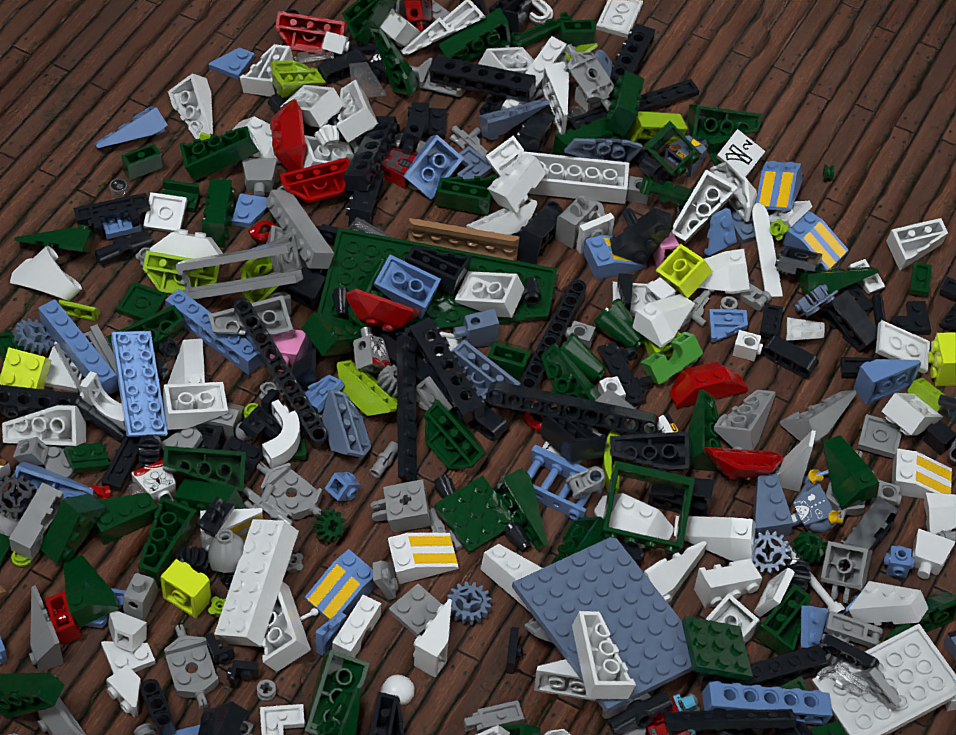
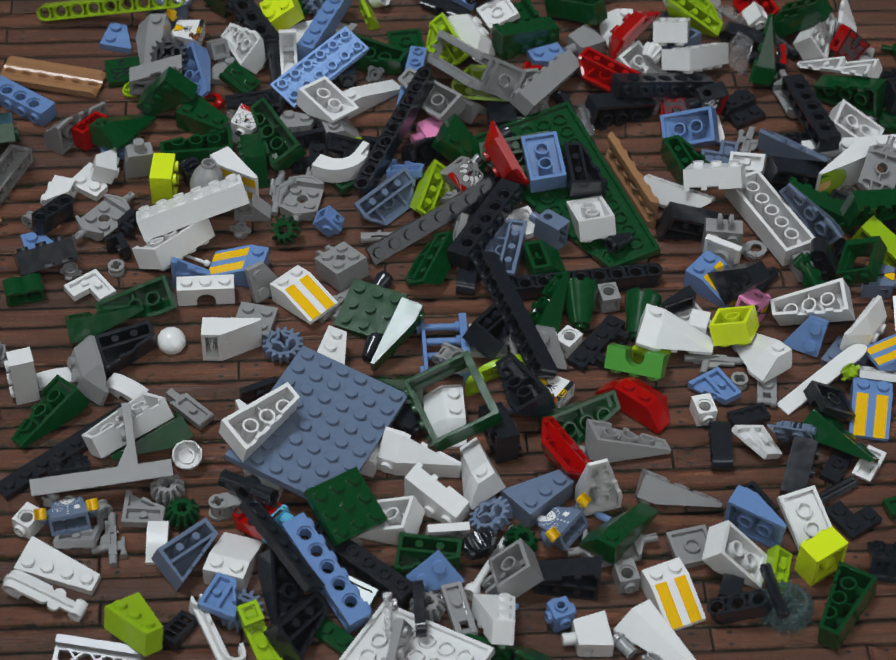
camera: 60 degrees right, 5 degrees down
(215, 516) = (223, 150): black hips -> none

